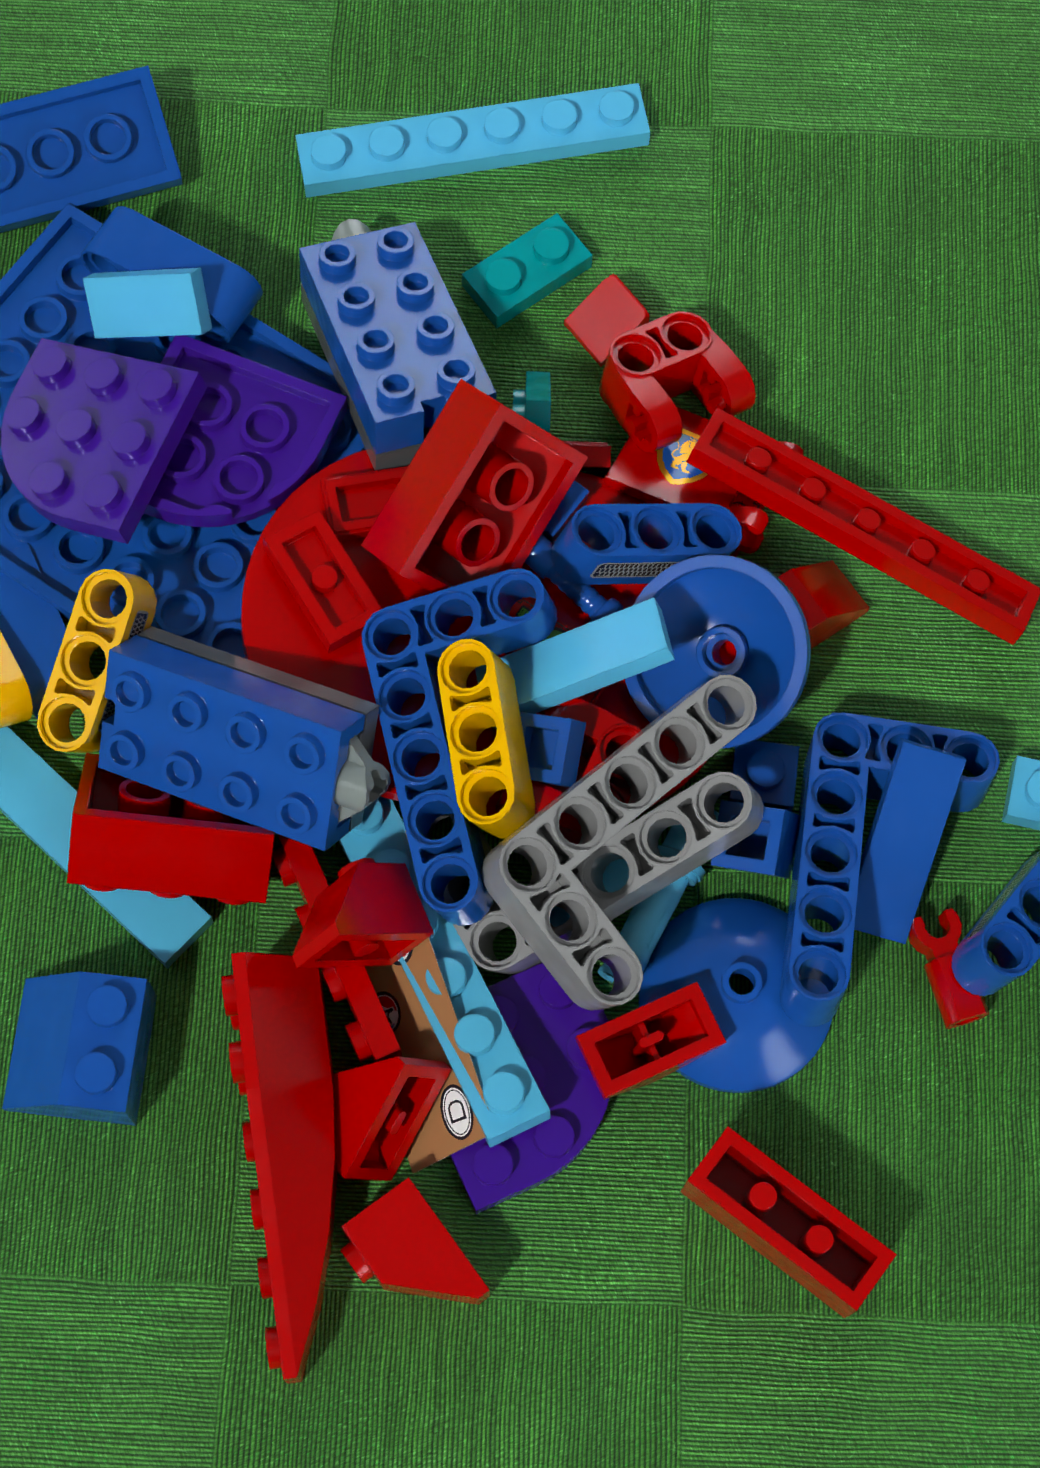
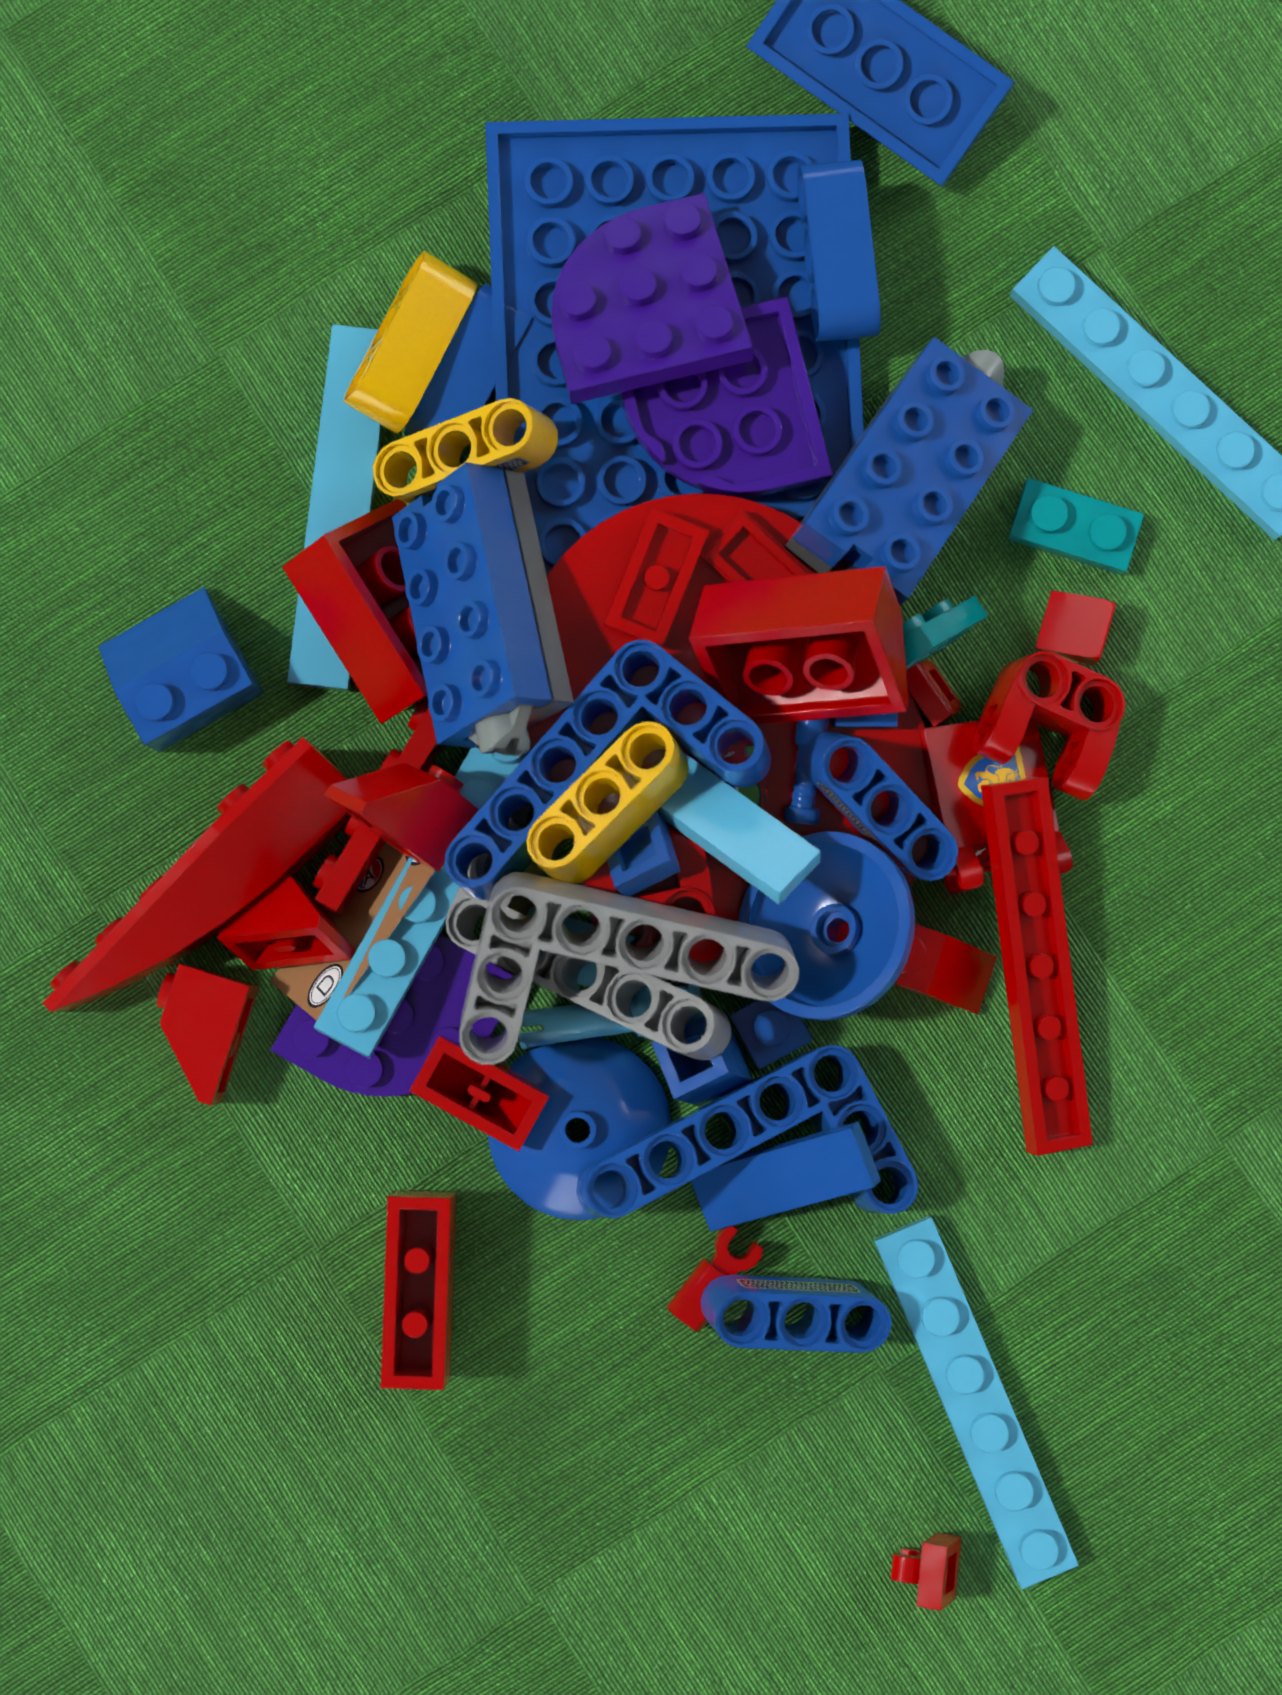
camera: 65 degrees right, 15 degrees up
(147, 303) = (791, 255): medium azure tile -> none

